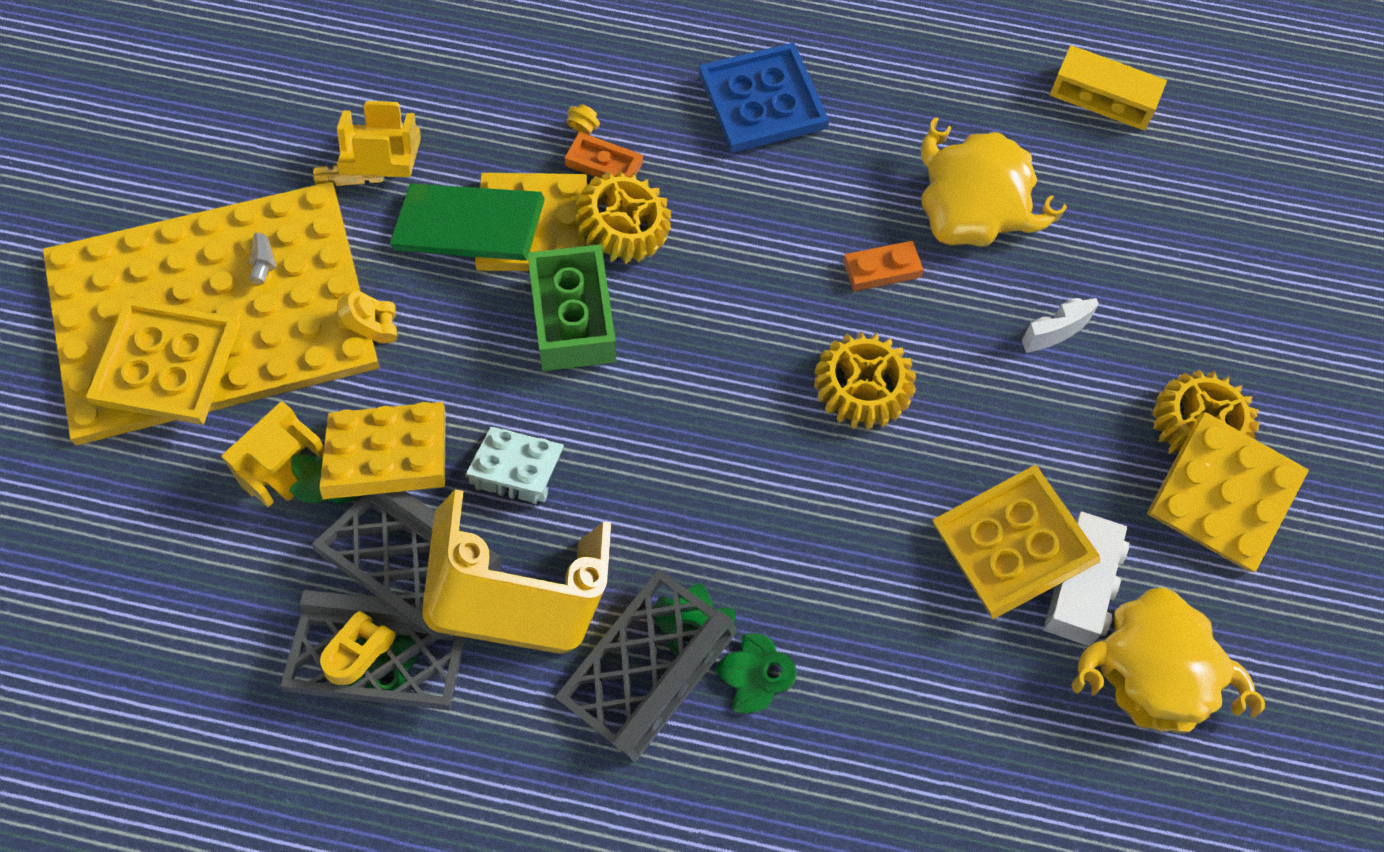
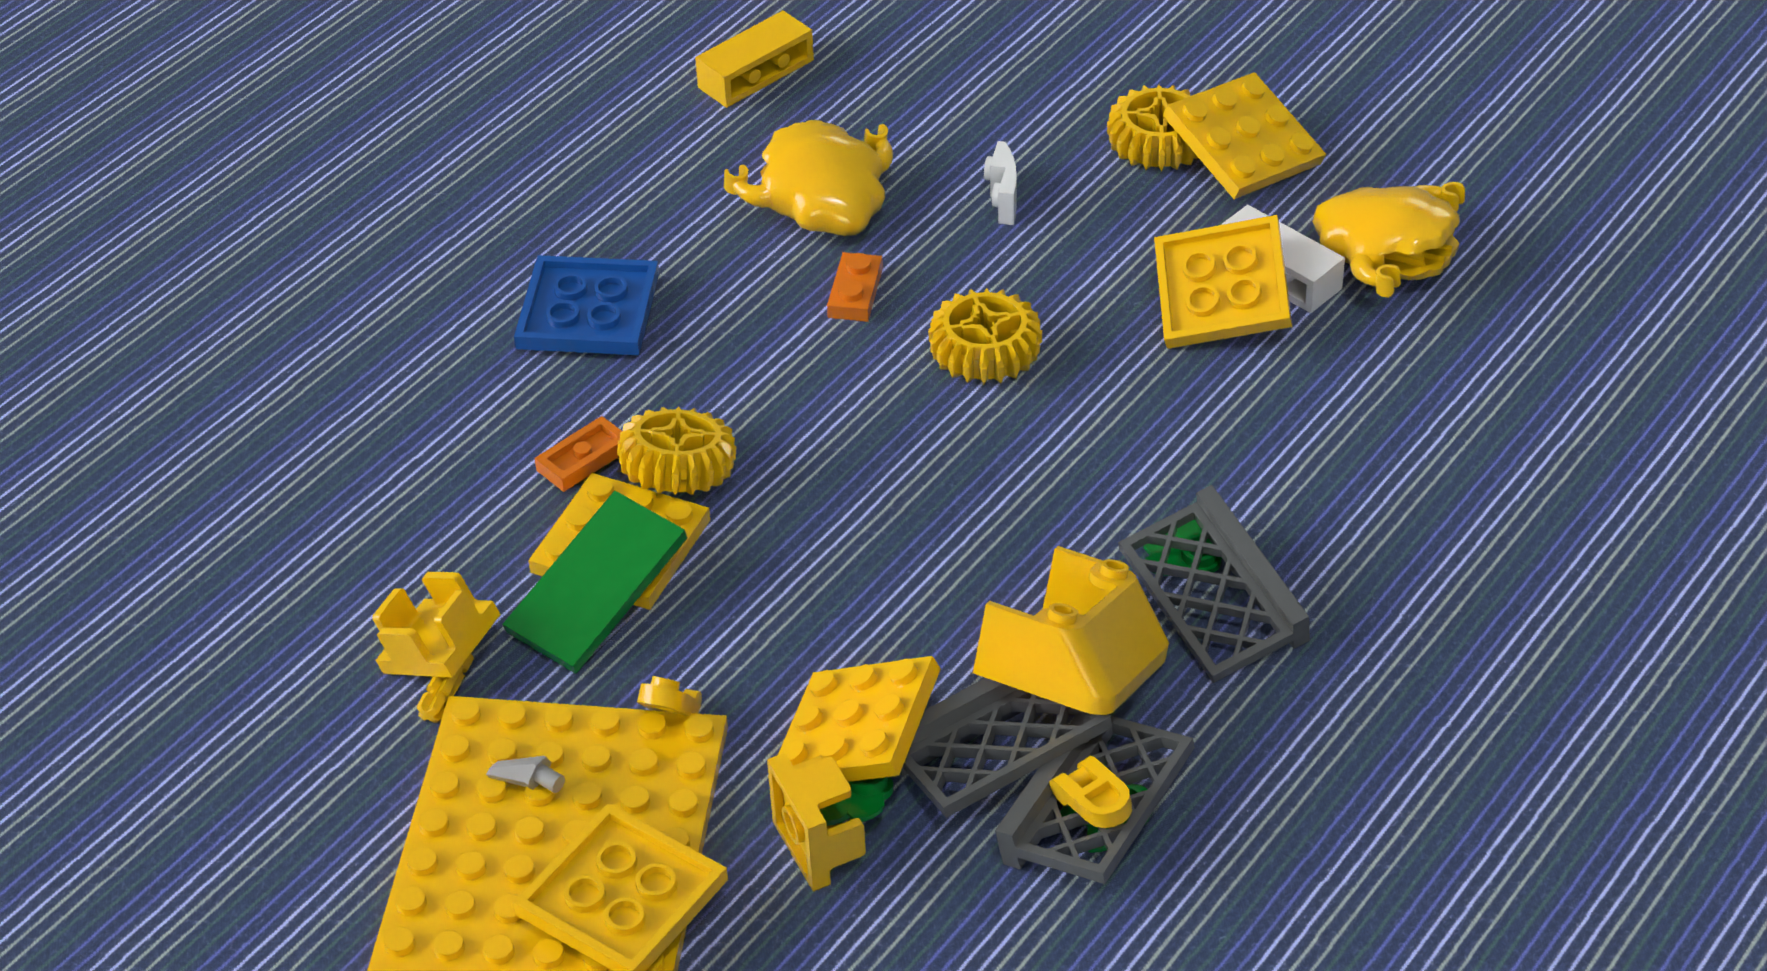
camera: 60 degrees left, 20 degrees down
(515, 463) = (930, 628): light aqua hinge -> none
(572, 307) = (767, 522): bright green brick -> none
(582, 119) = (516, 454): yellow plate -> none
(750, 673) = (1267, 518): green plate -> none

